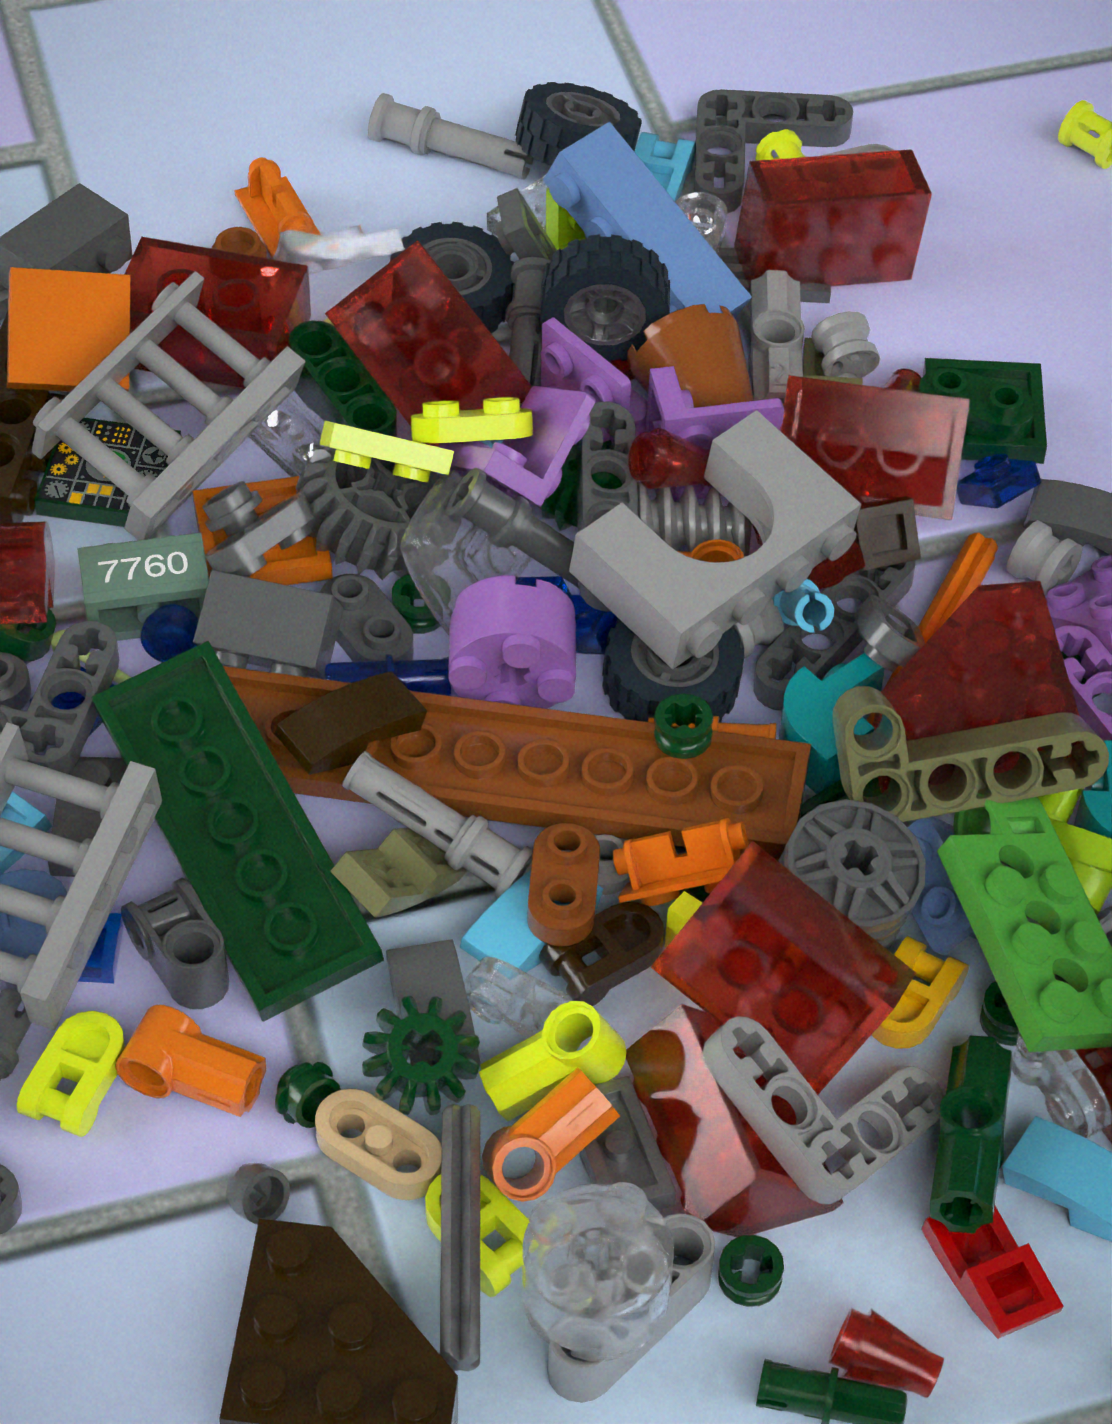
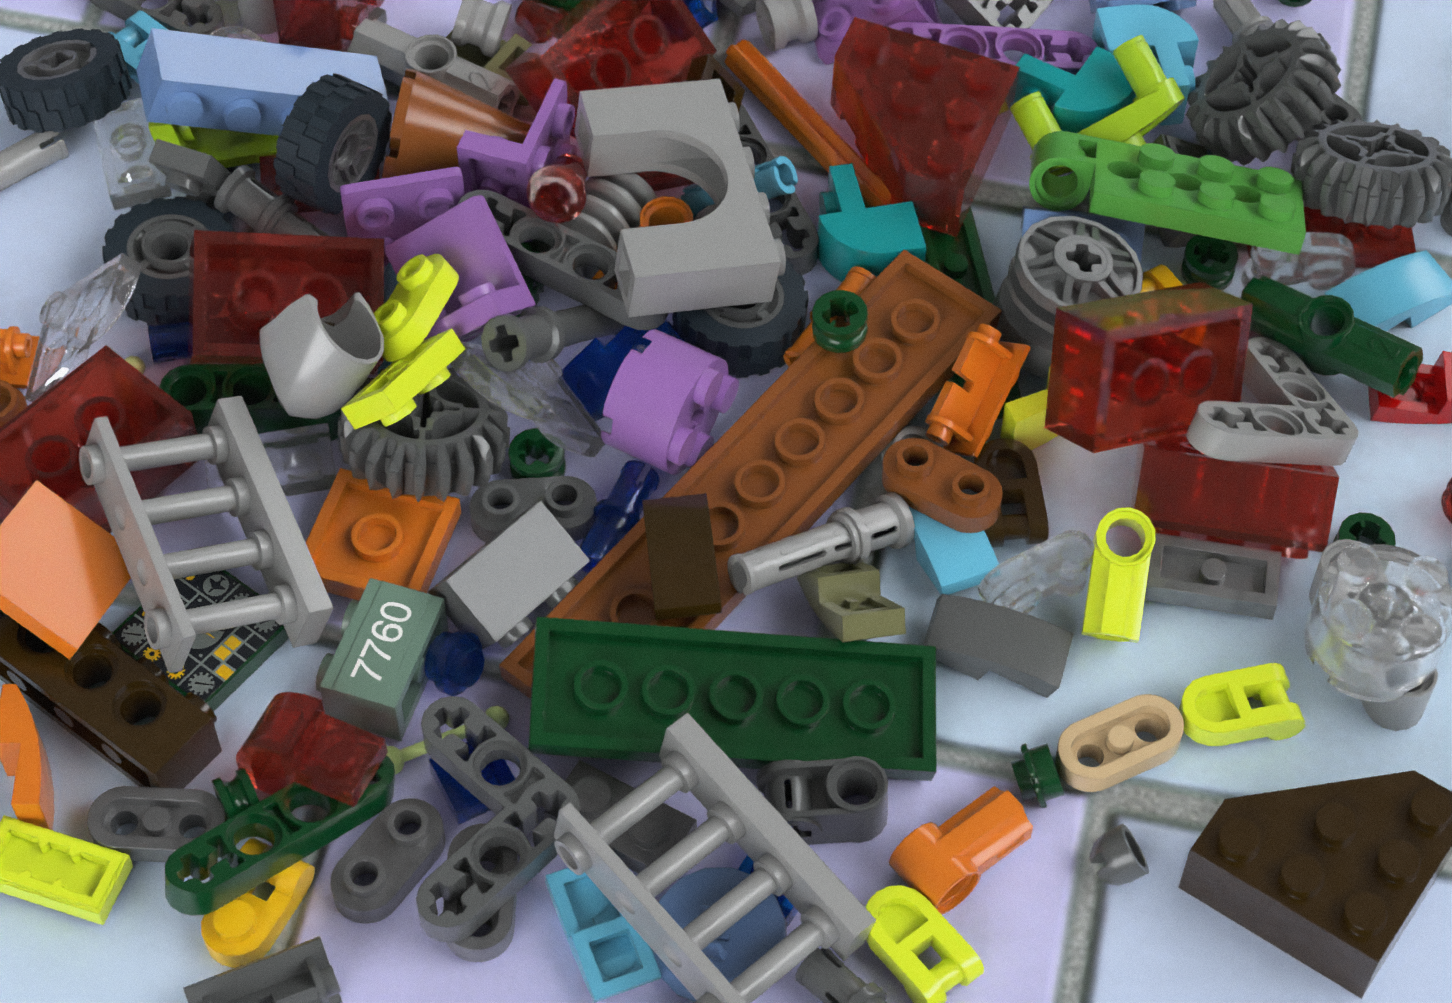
camera: 60 degrees left, 5 degrees up
(232, 509) = (359, 540): dark grey plate -> none
(279, 525) = (411, 531): dark grey plate -> none
(367, 381) = (320, 360): none -> light grey piece
(421, 1079) = (1067, 664): dark green gear -> none
(460, 1238) = (1262, 714): flat silver axle -> none
(556, 1131) = (1200, 631): orange piece -> none
(889, 633) = (841, 144): dark grey plate -> none
(972, 752) = (1003, 187): olive beam -> none

